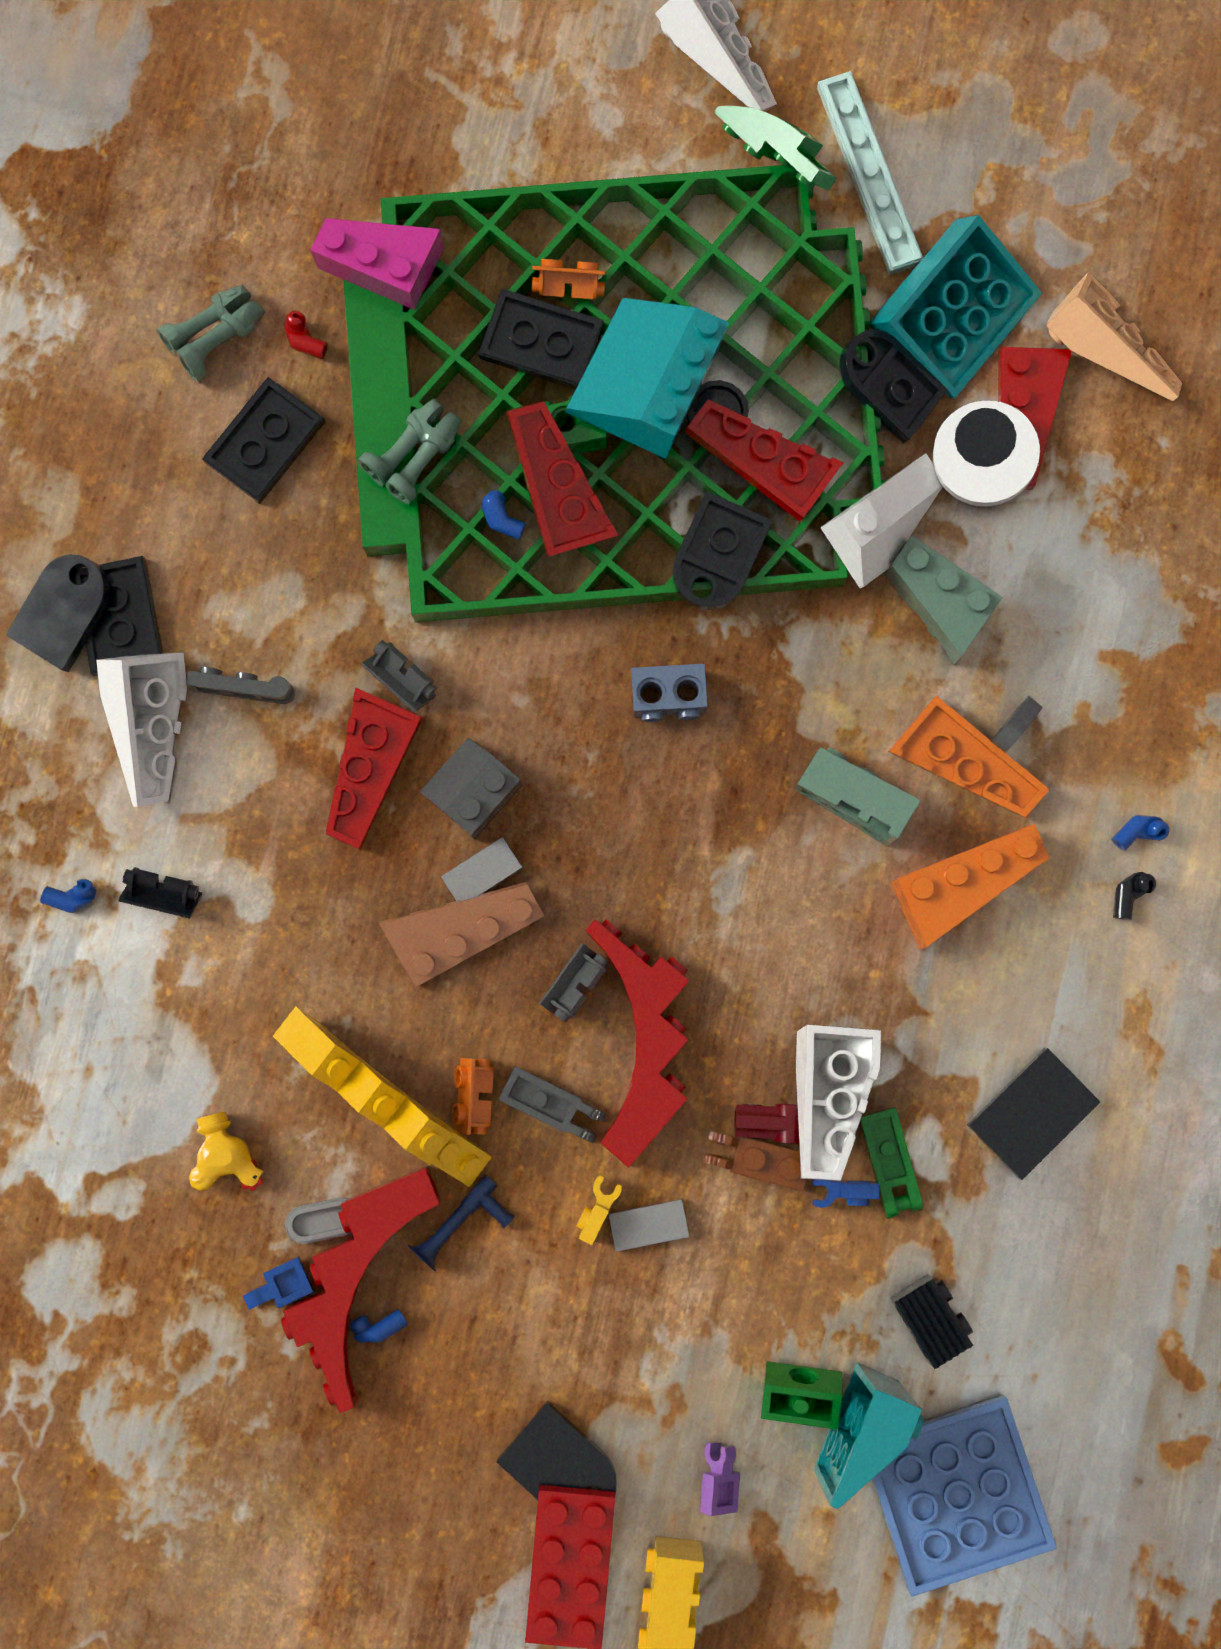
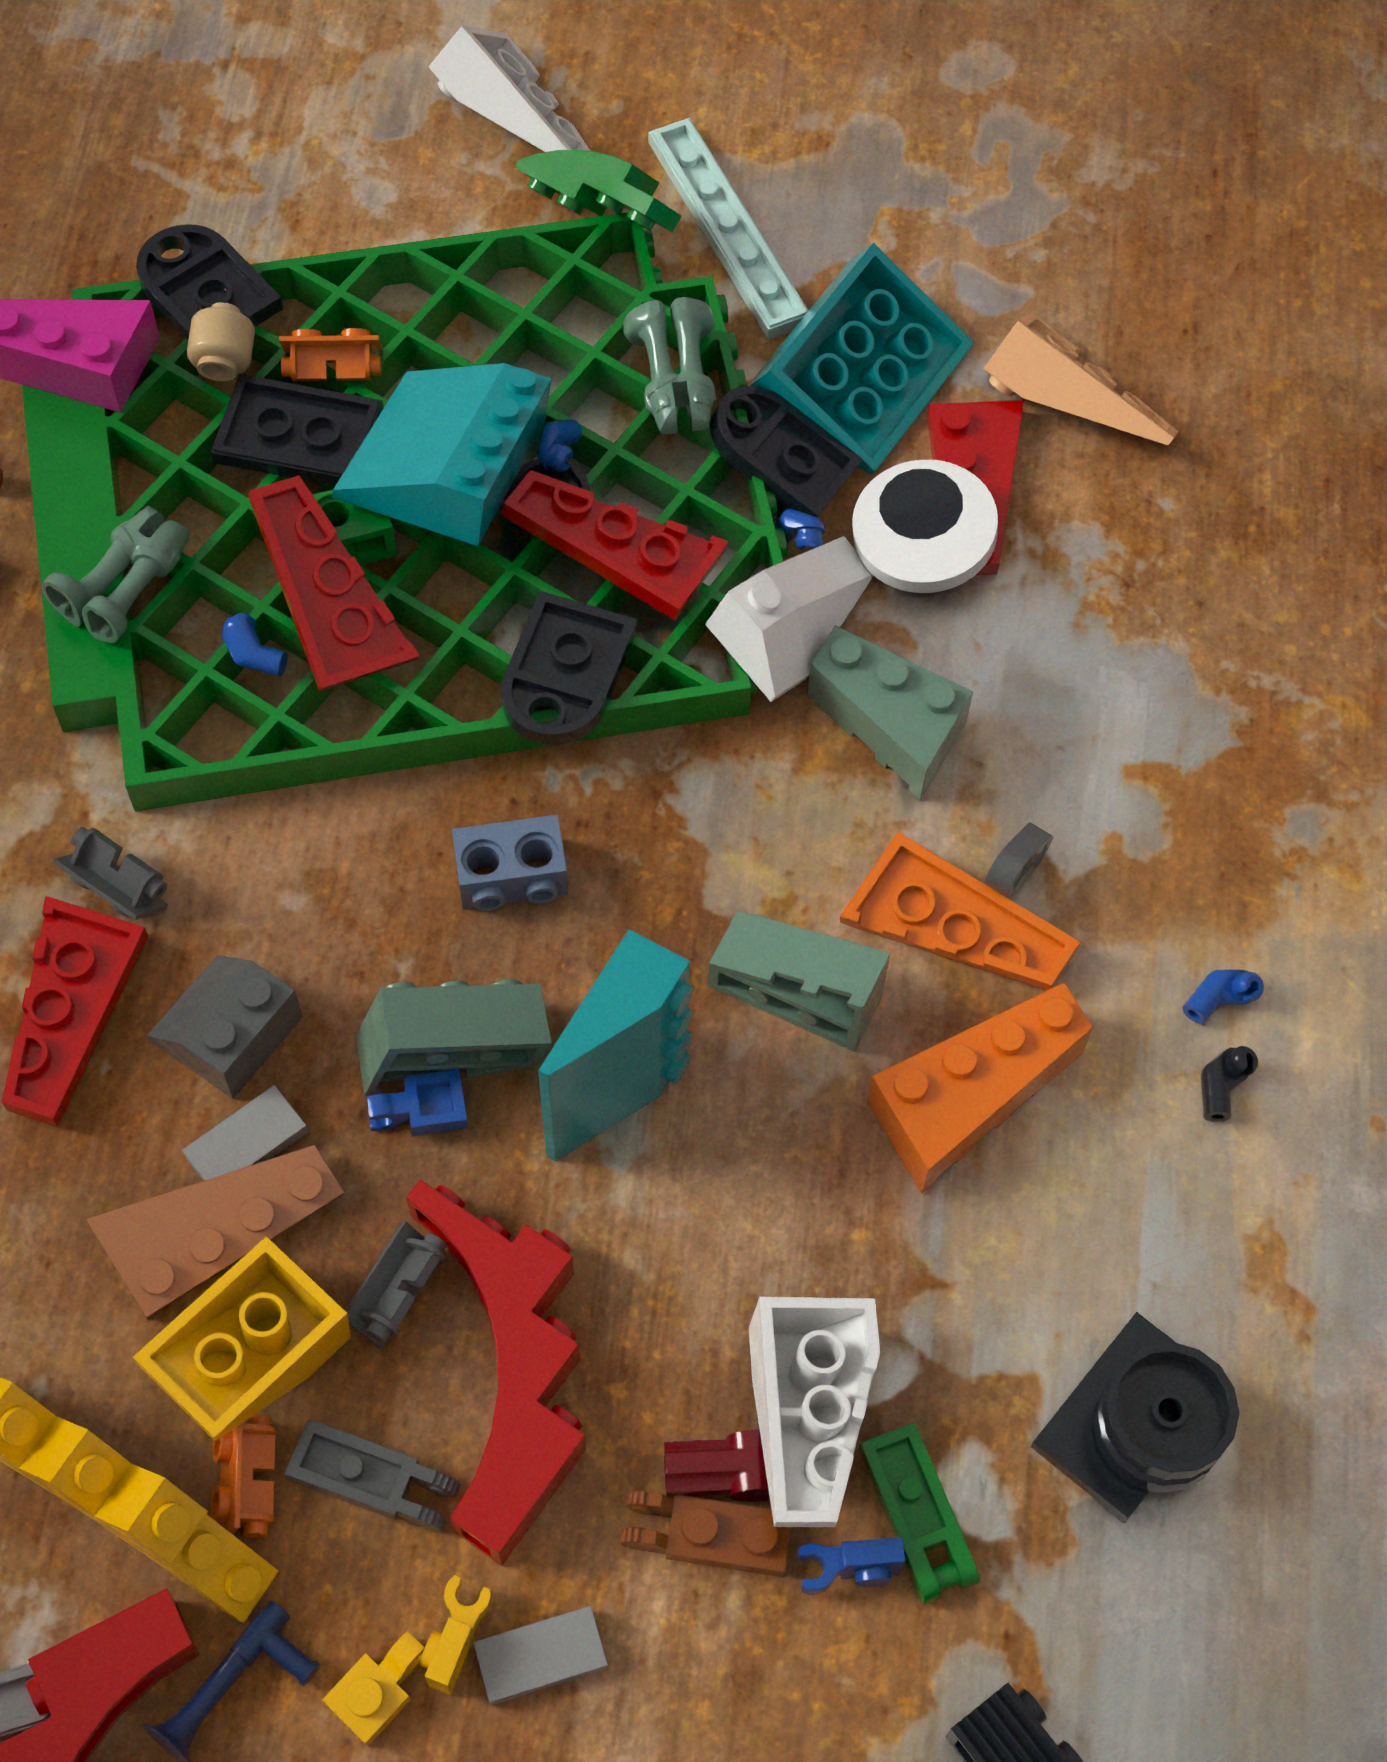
camera: 10 degrees left, 20 degrees down
(477, 1018) = (245, 1341): none -> yellow slope
(479, 207) = (201, 276): none -> black tile
(489, 264) = (220, 342): none -> tan head
(545, 1236) = (372, 1693): none -> yellow plate
(603, 860) = (430, 1103): none -> blue plate
(622, 813) = (451, 1028): none -> sand green wedge
(726, 365) = (552, 446): none -> blue arm
(747, 837) = (617, 1045): none -> teal slope
(829, 331) = (669, 391): none -> sand green piece
(901, 449) = (803, 526): none -> blue arm
(1078, 1123) = (1185, 1389): none -> black wheel

